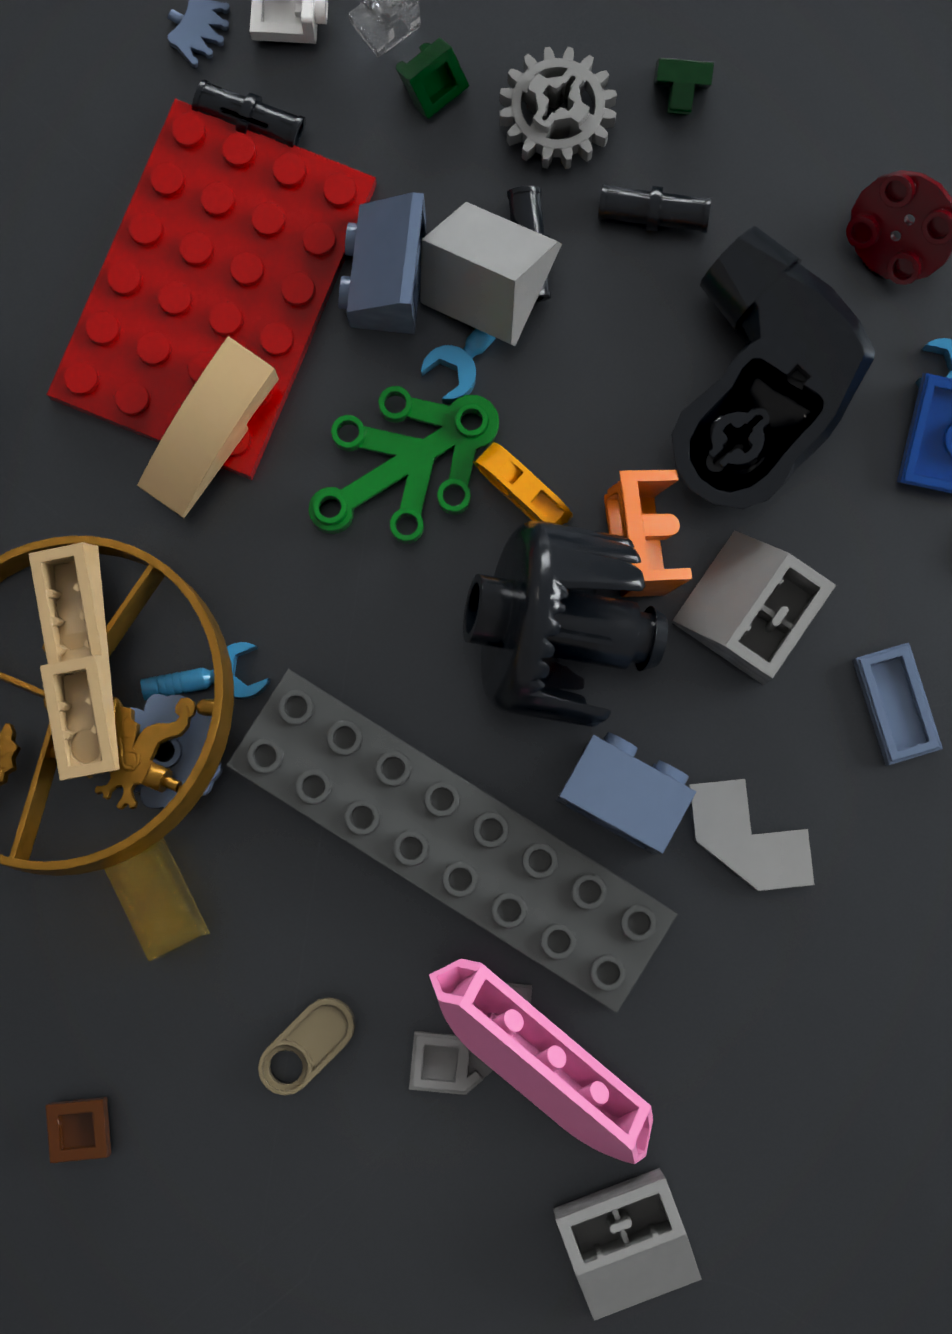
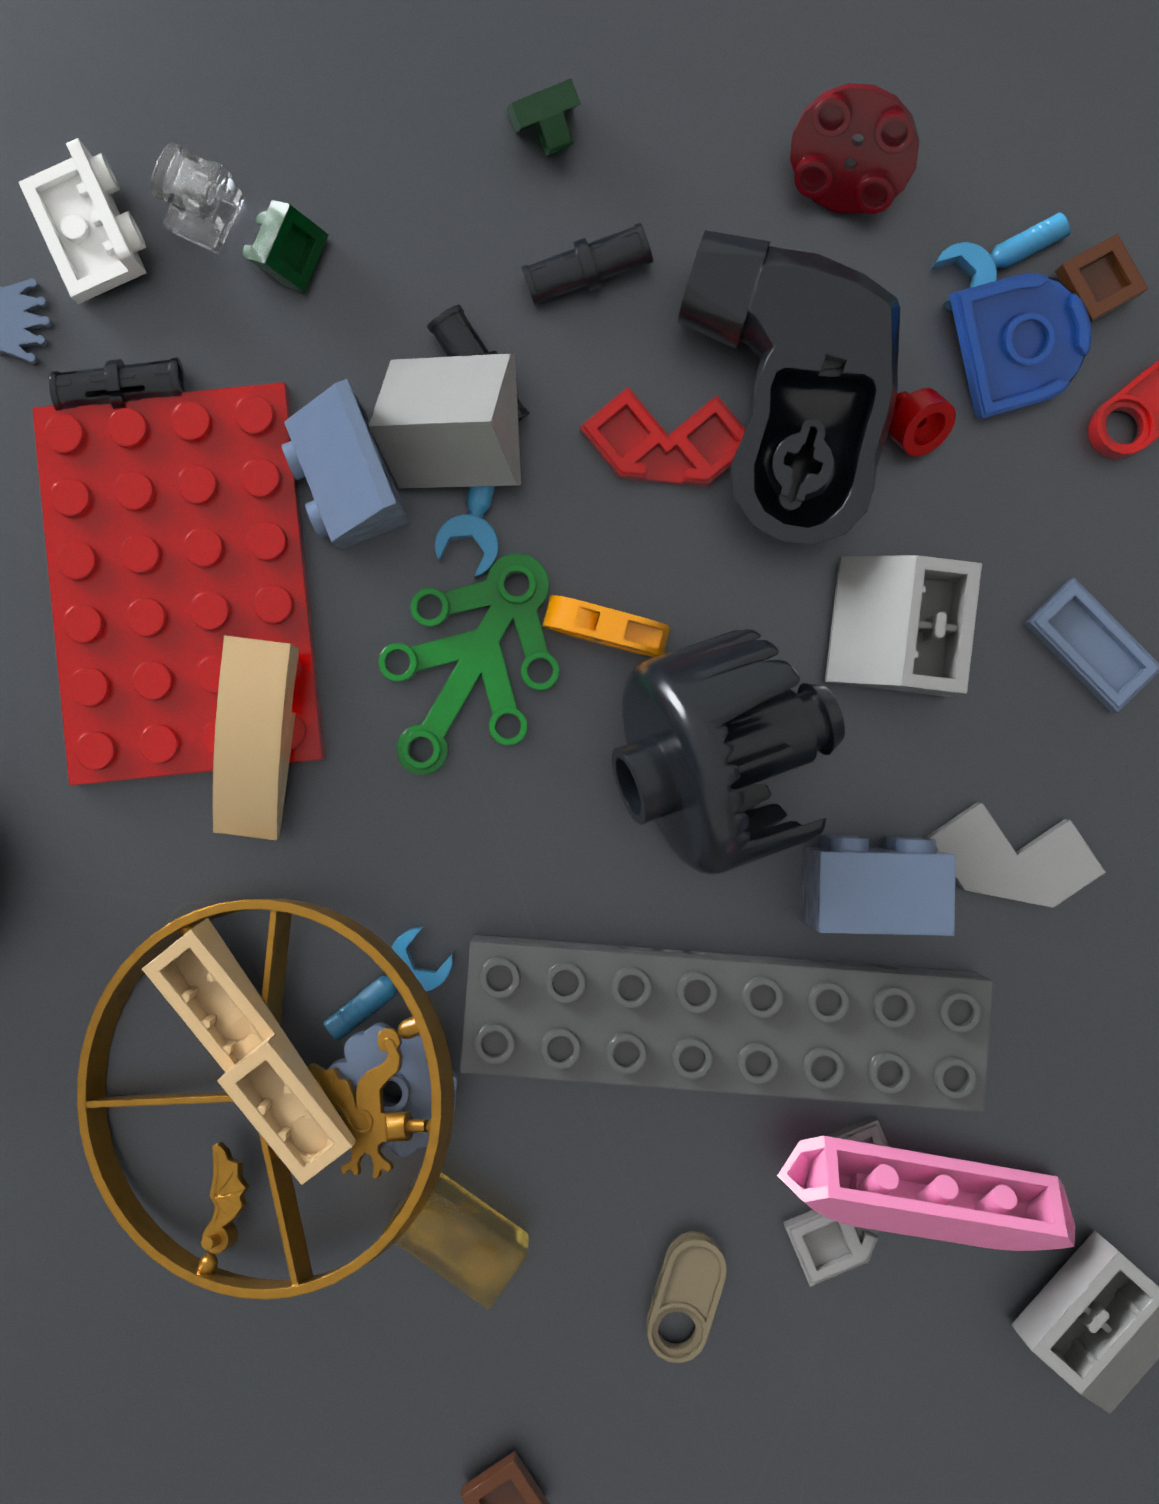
camera: 30 degrees left, 5 degrees up
(549, 85) = (456, 217): light grey gear -> none
(623, 371) = (643, 451): none -> red tile
(633, 515) = (739, 604): orange window -> none
(850, 459) = (921, 421): none -> red tile

